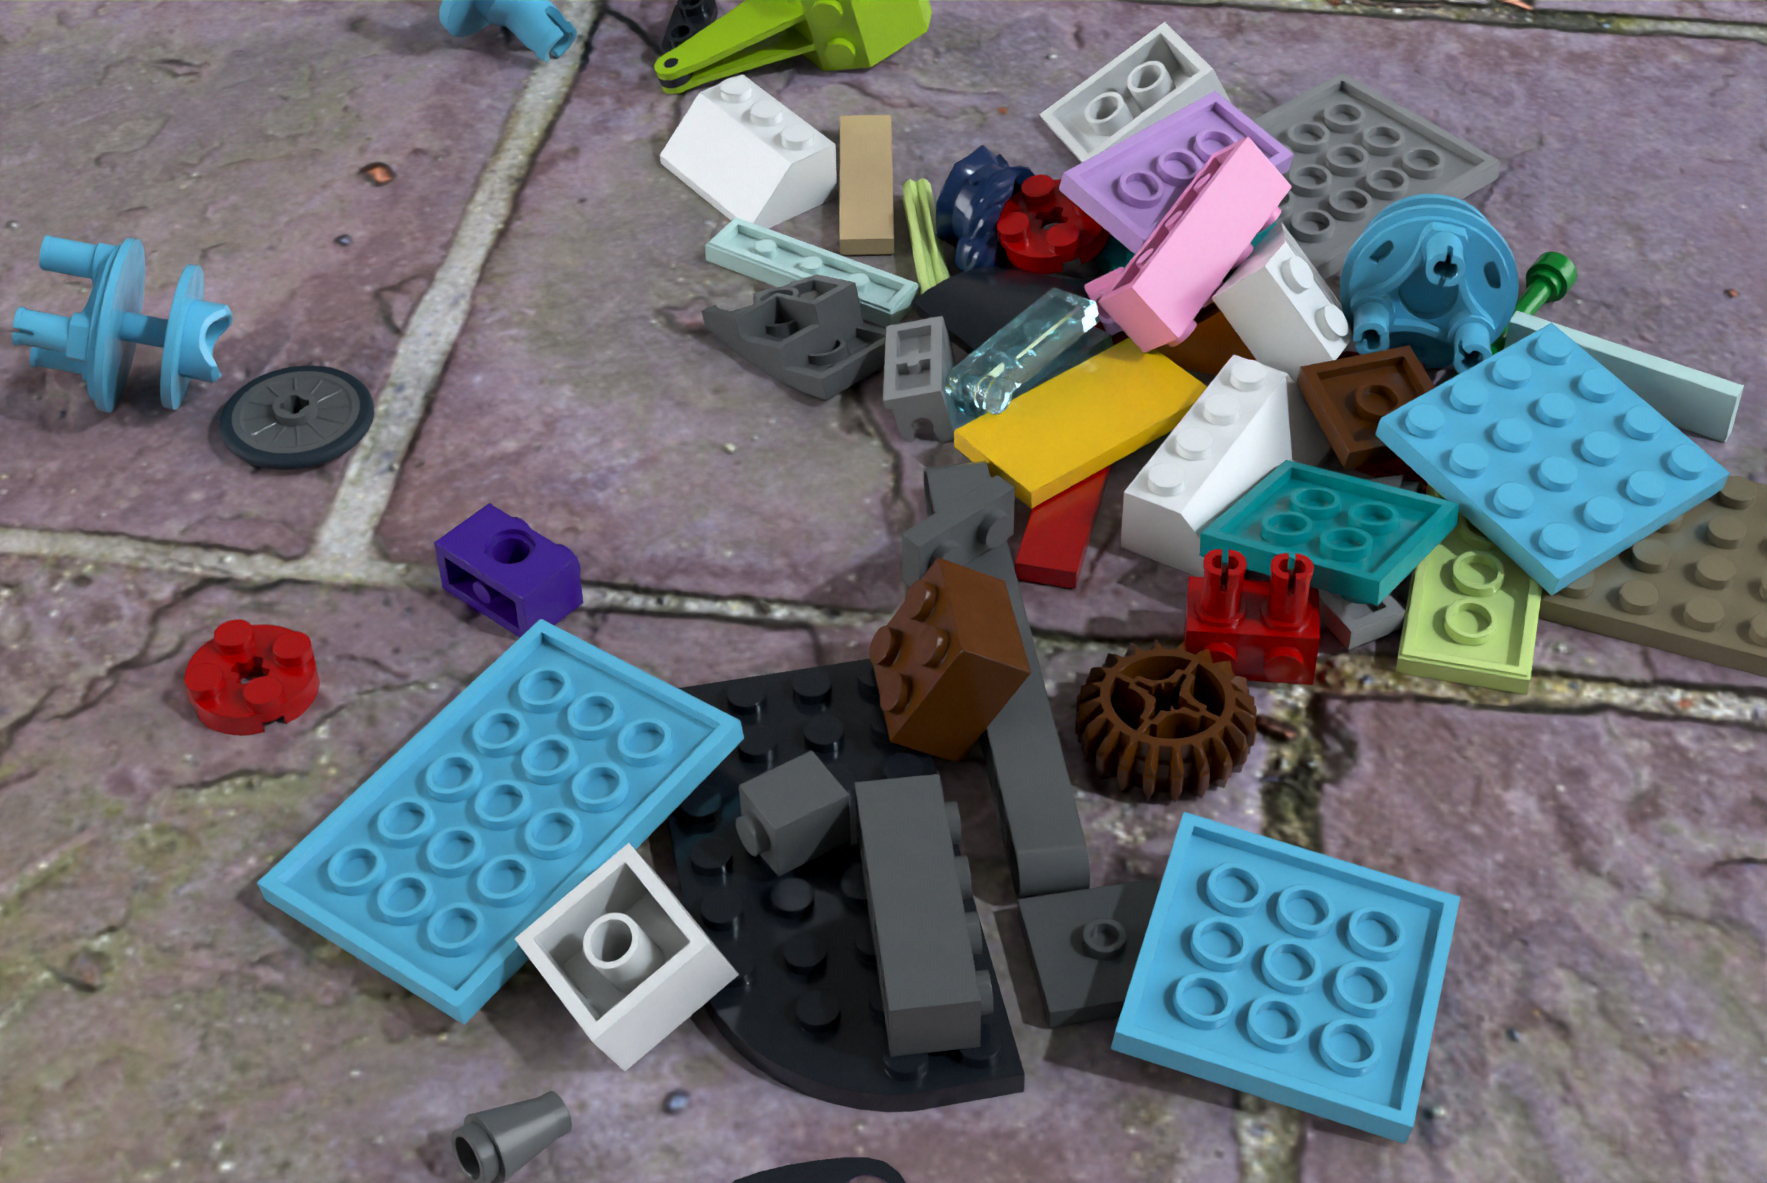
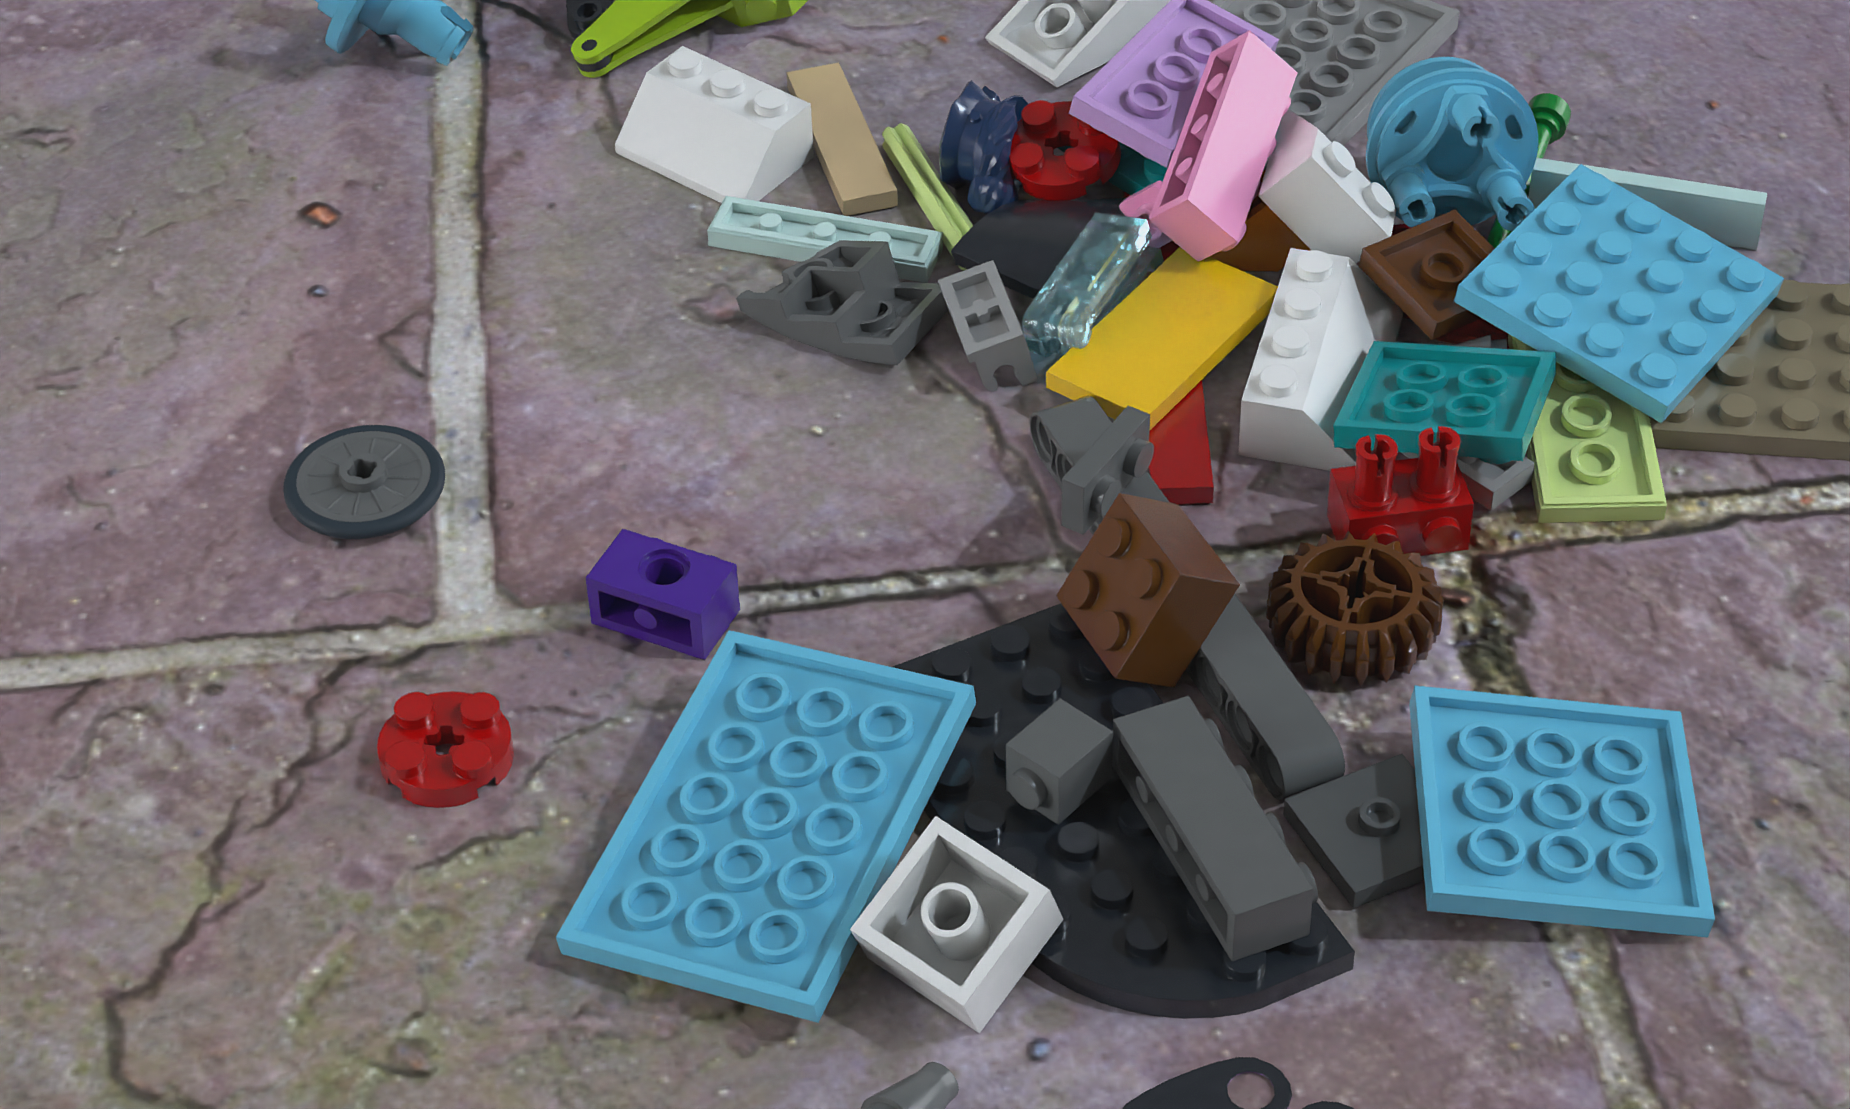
camera: 15 degrees left, 0 degrees up
(105, 334) = (141, 446): medium azure piece -> none

